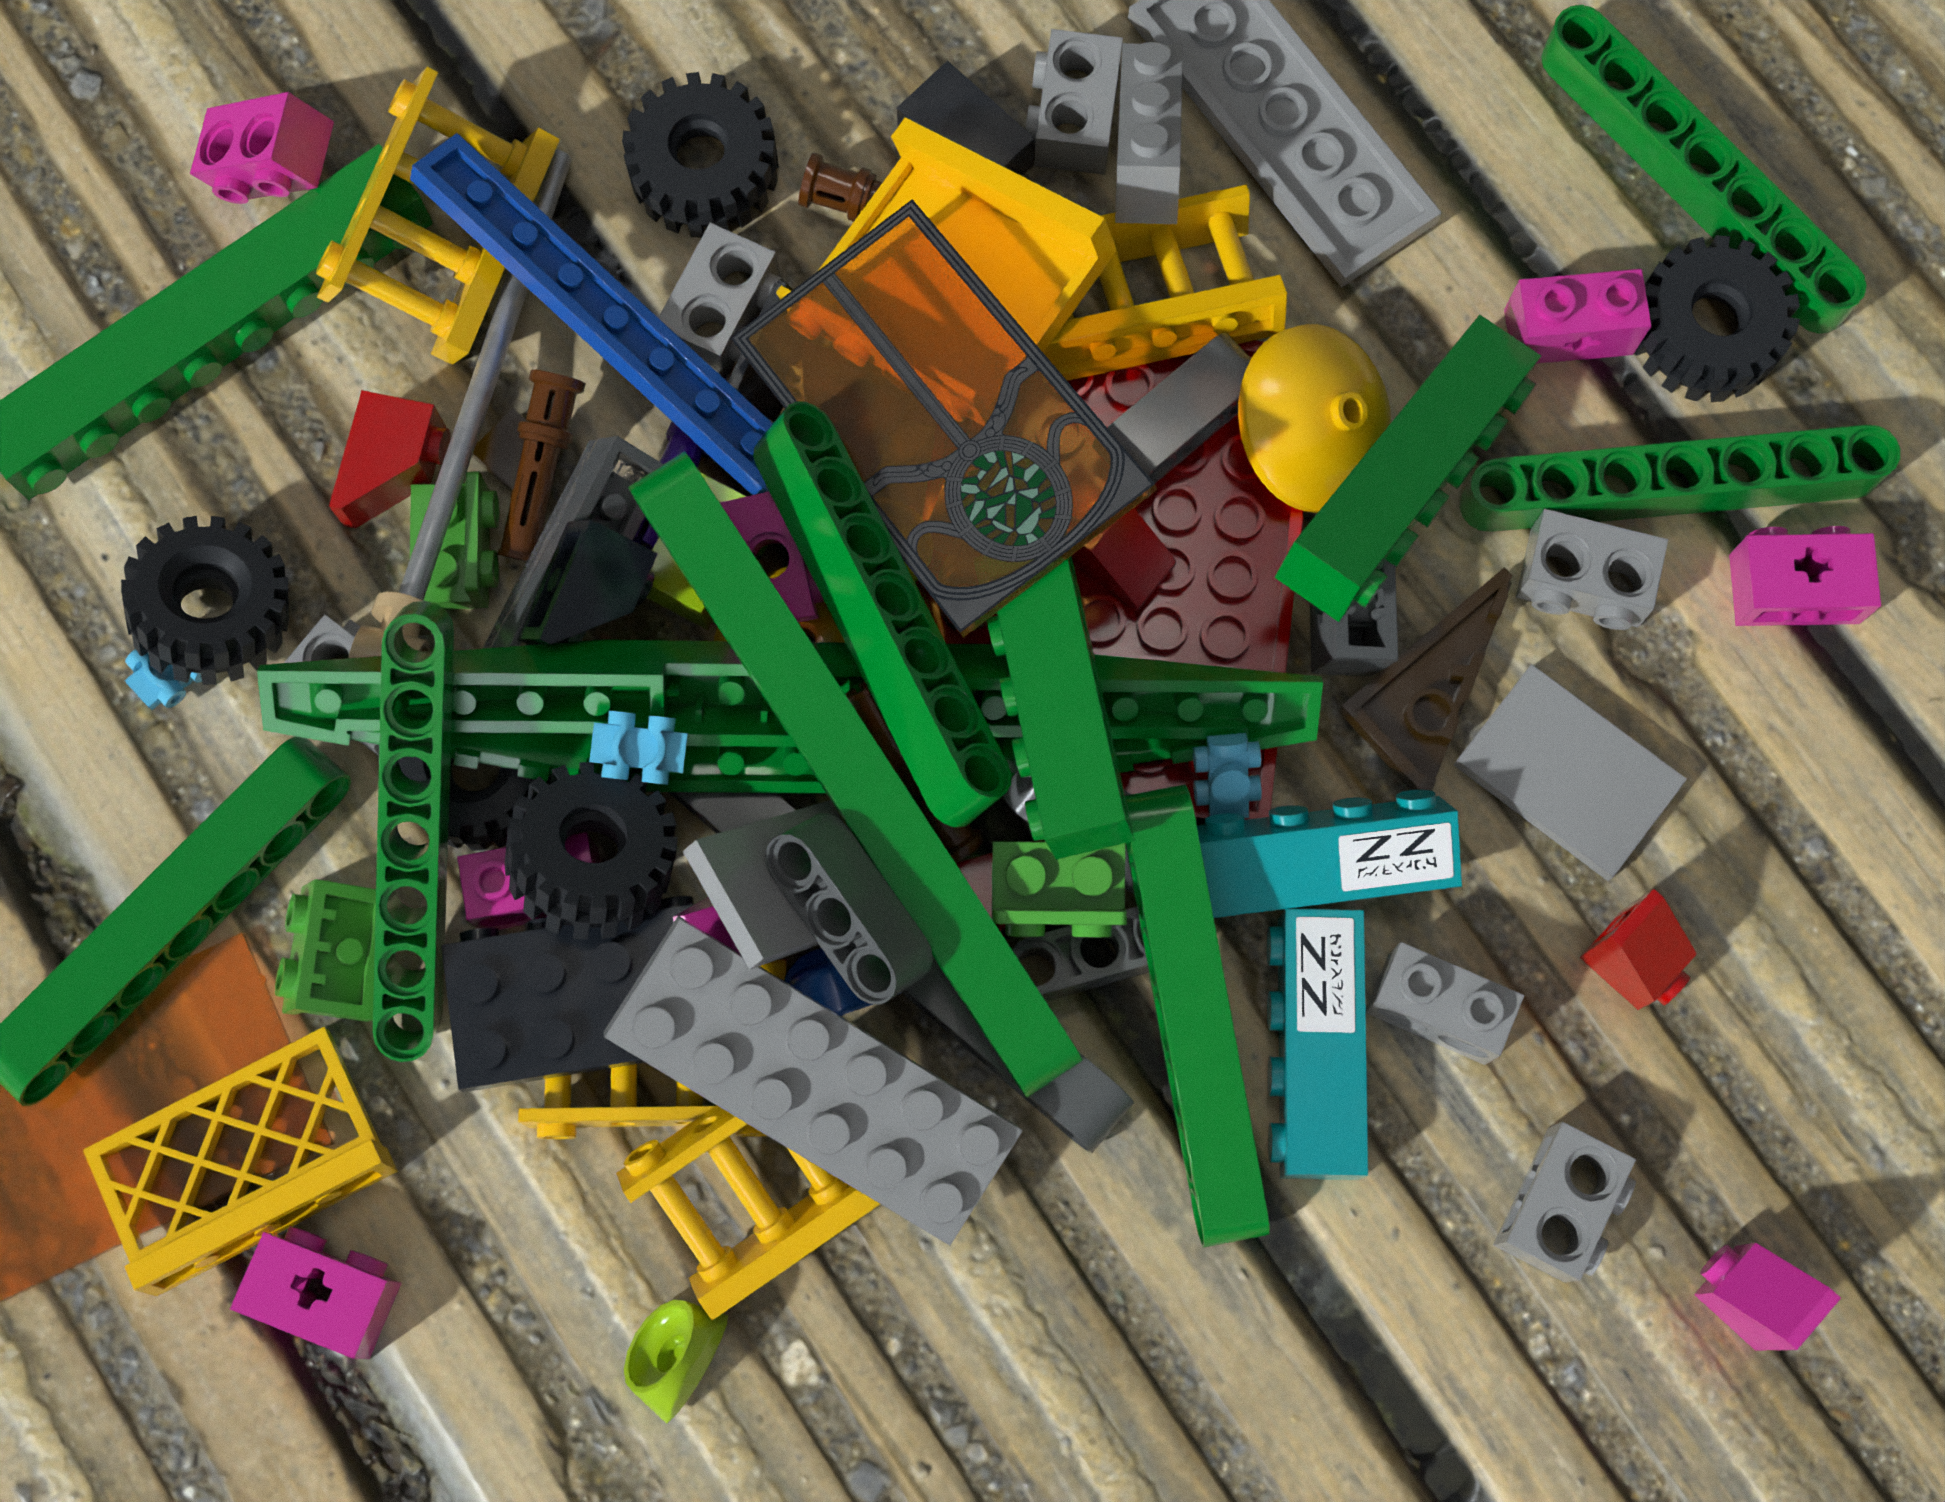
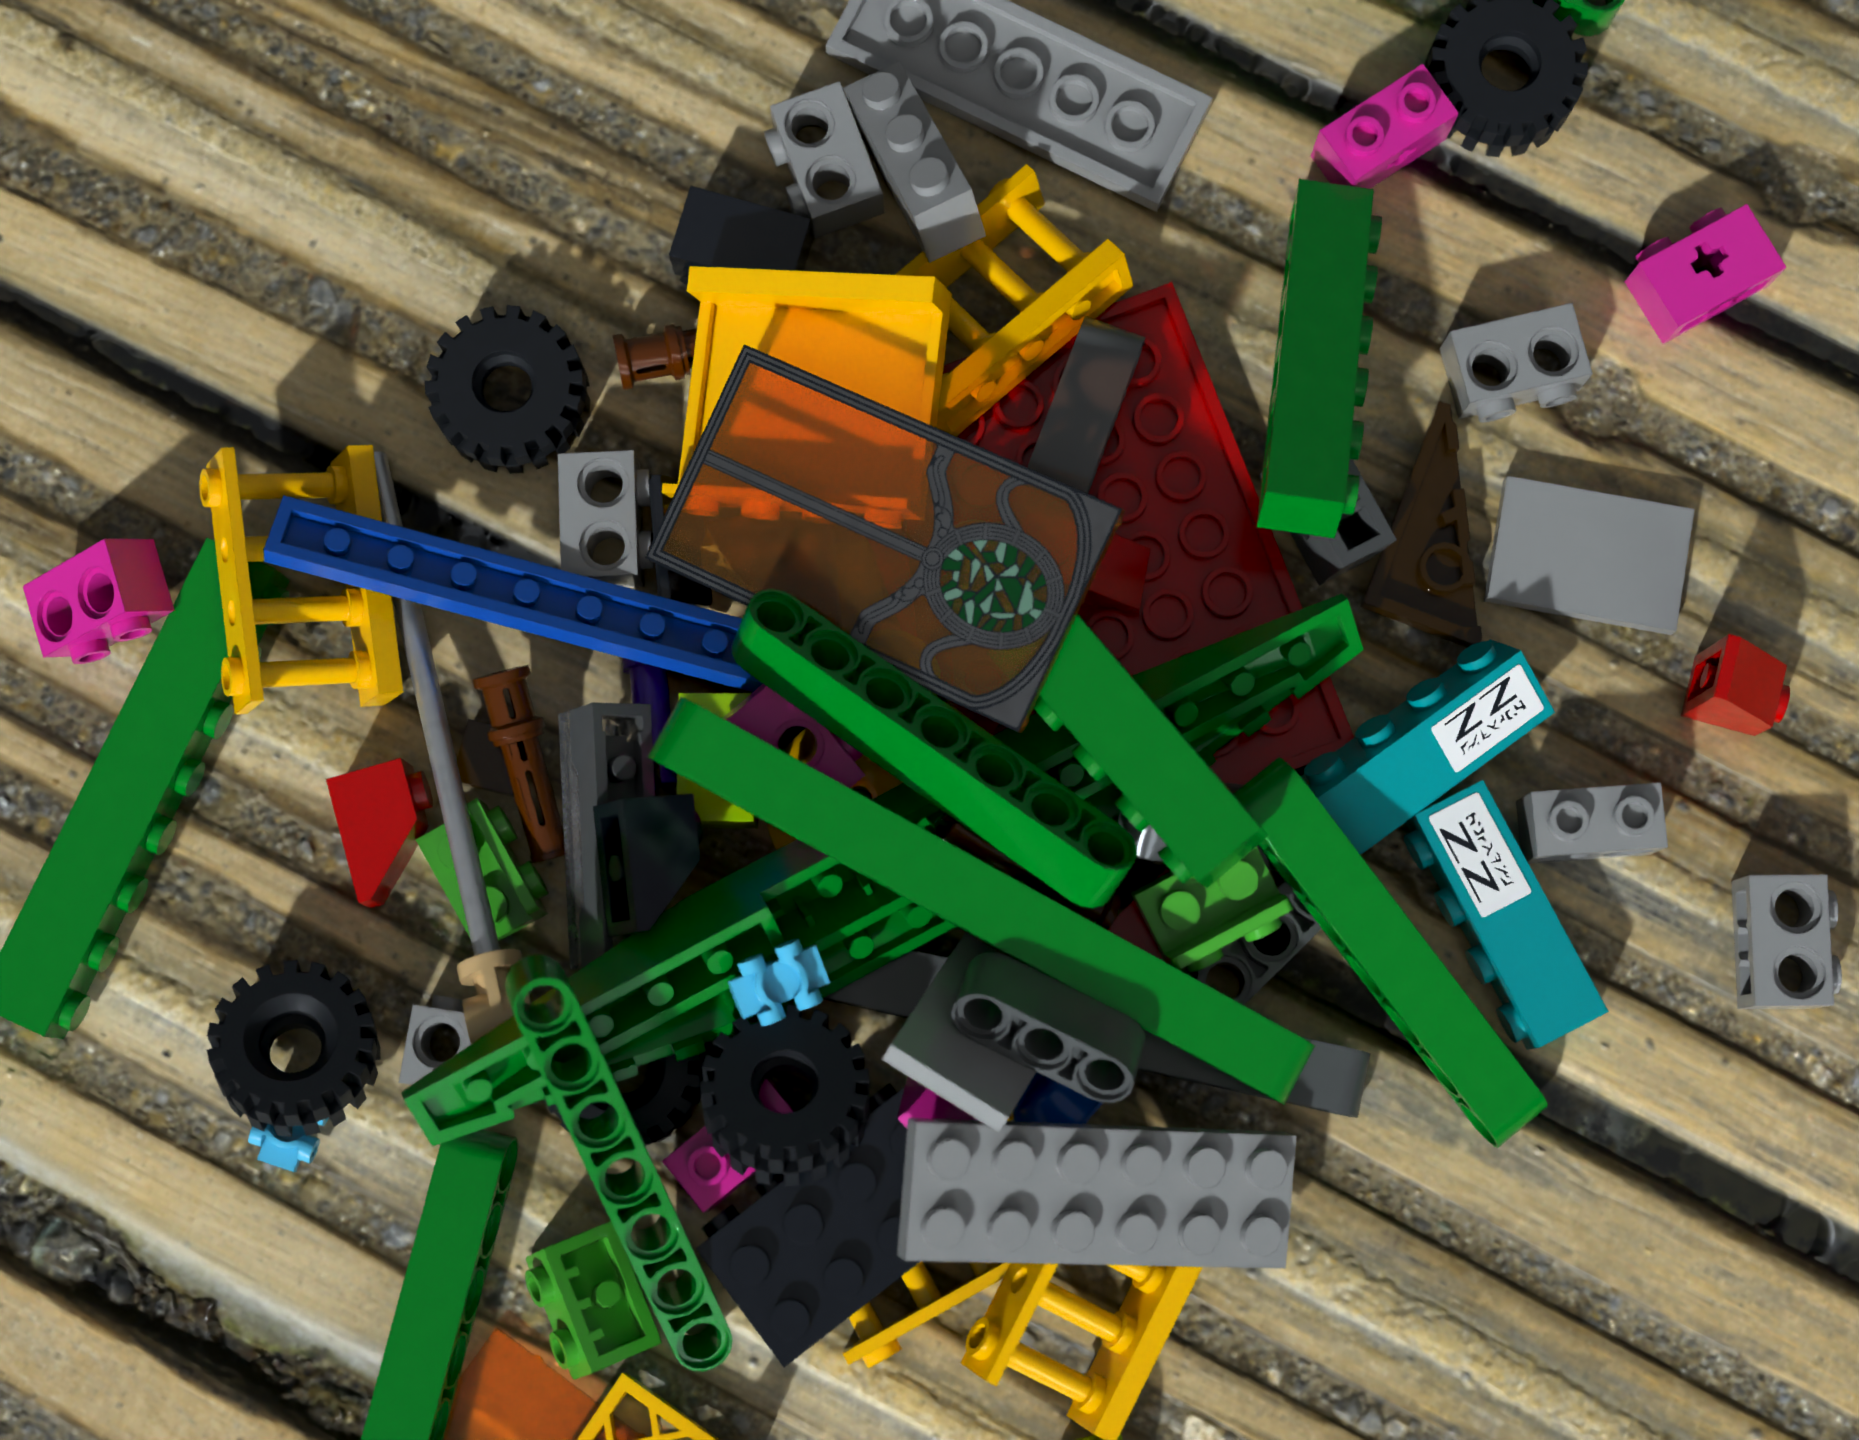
camera: 25 degrees left, 5 degrees up
(1228, 782) = (1304, 724): medium azure piece -> none
(1310, 412) = (1201, 351): yellow dish -> none
(1703, 464) = (1569, 218): green beam -> none

